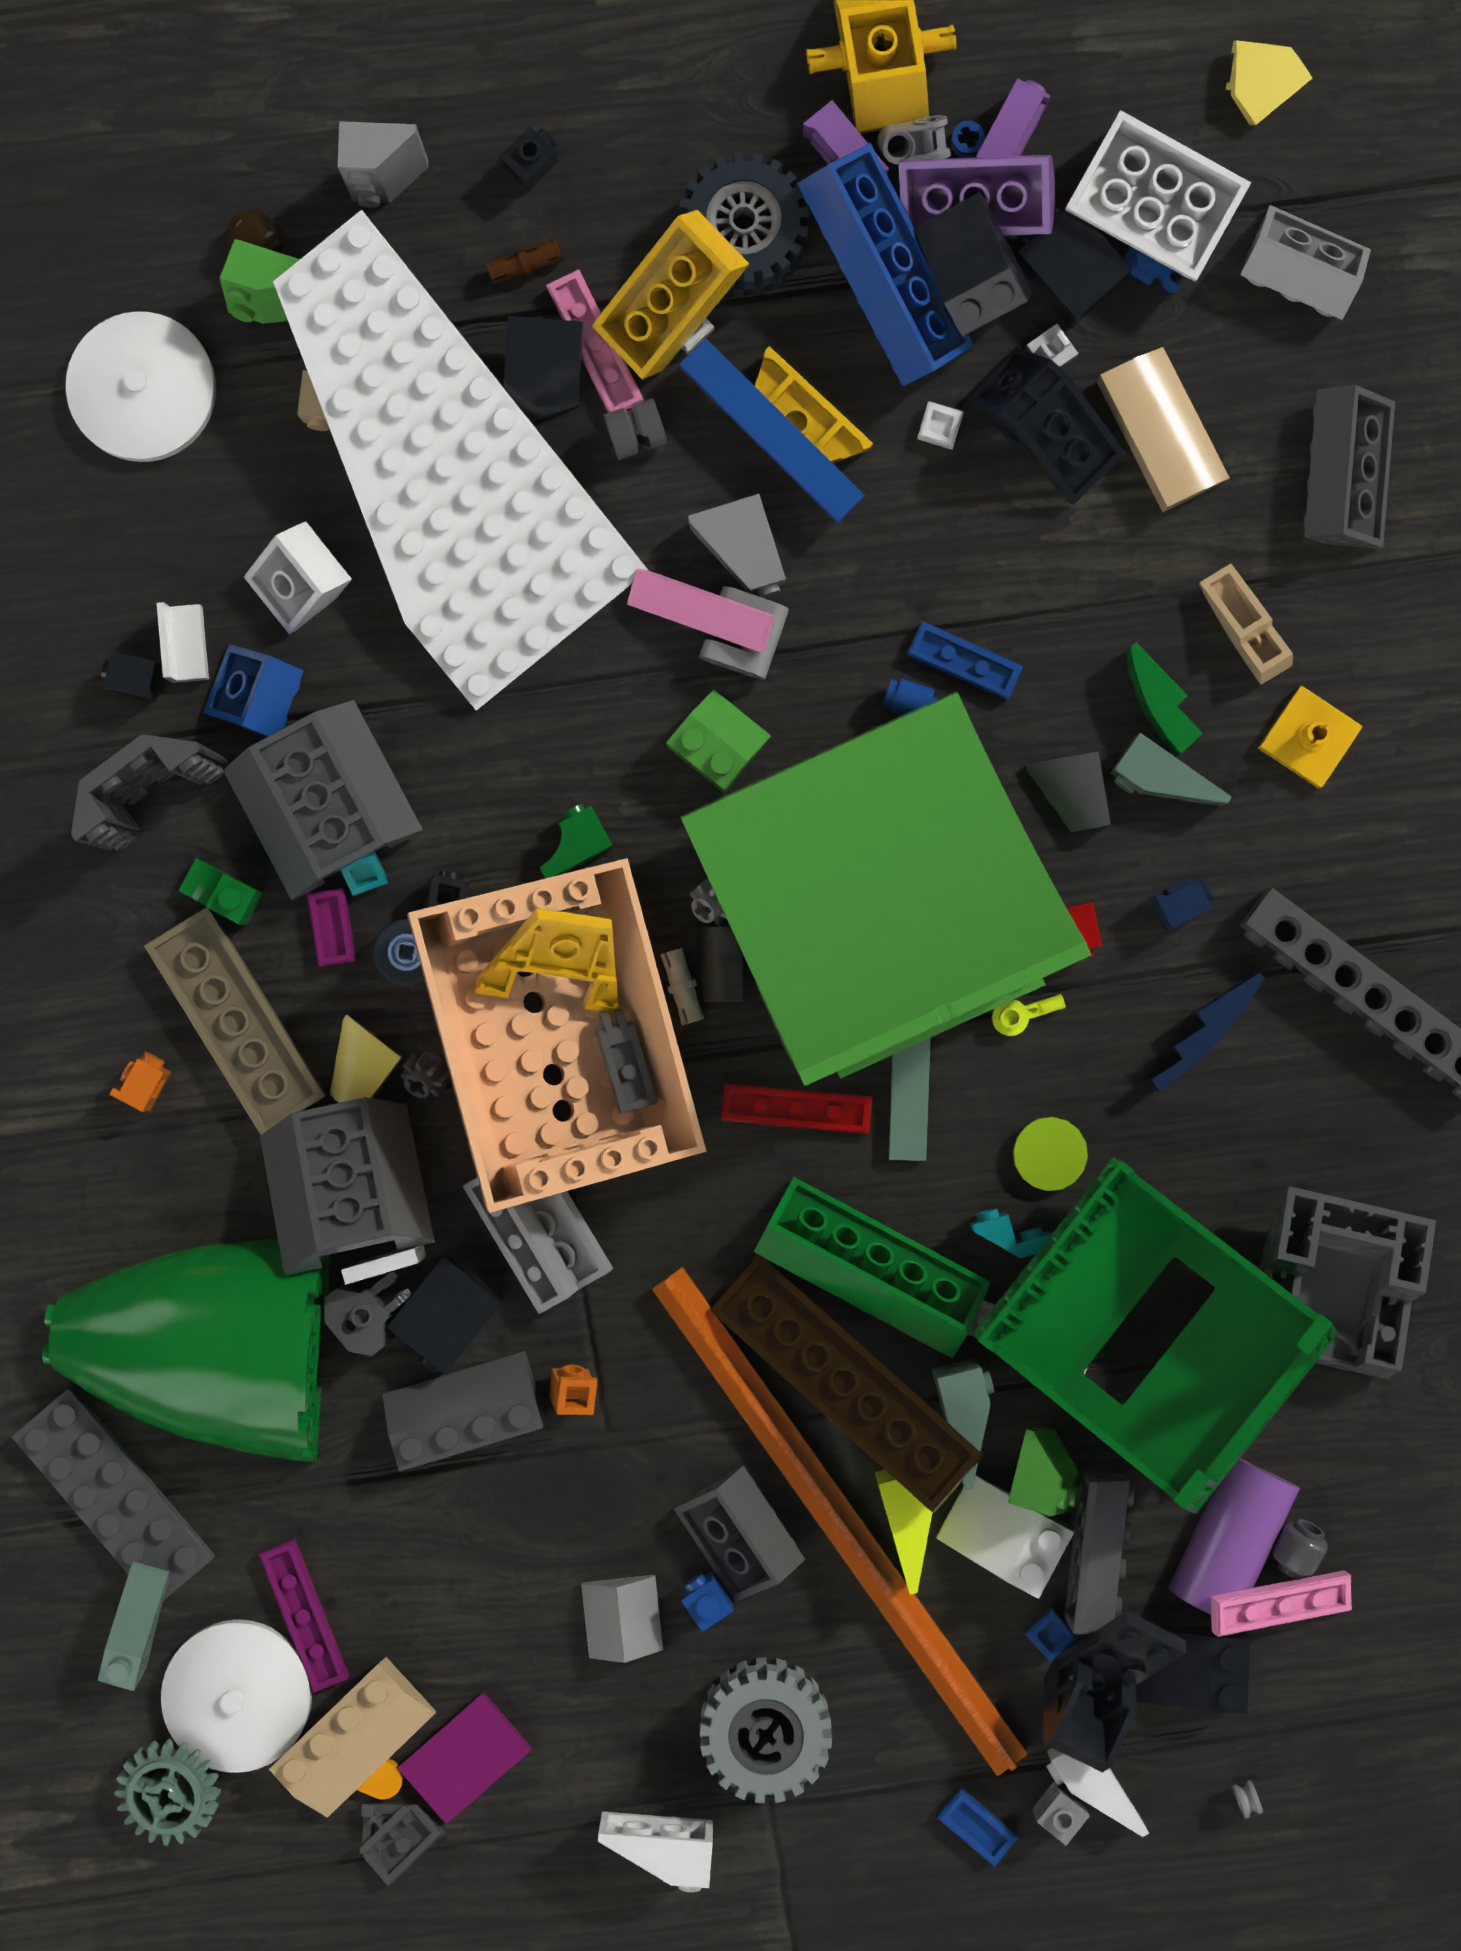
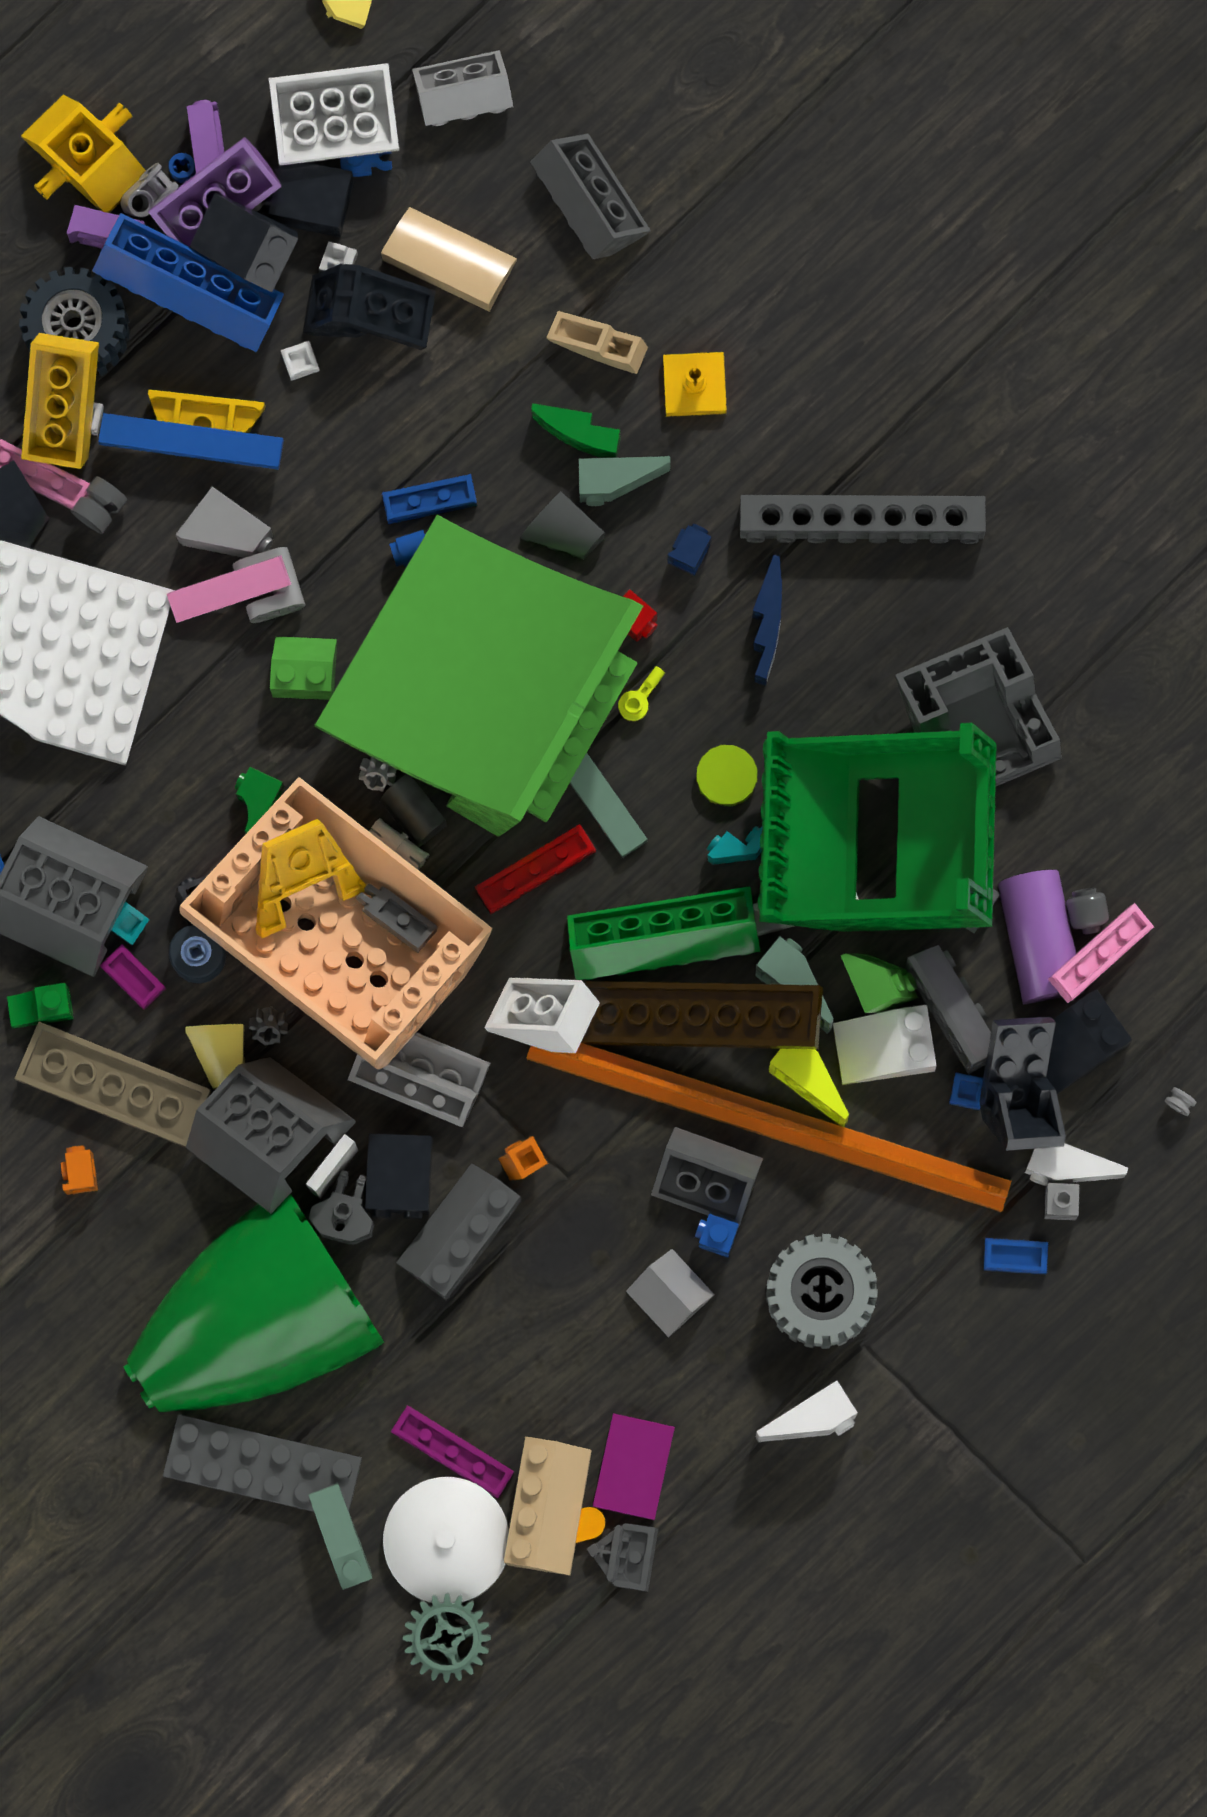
camera: 30 degrees left, 10 degrees down
(697, 1263) = (544, 1013): none -> white slope

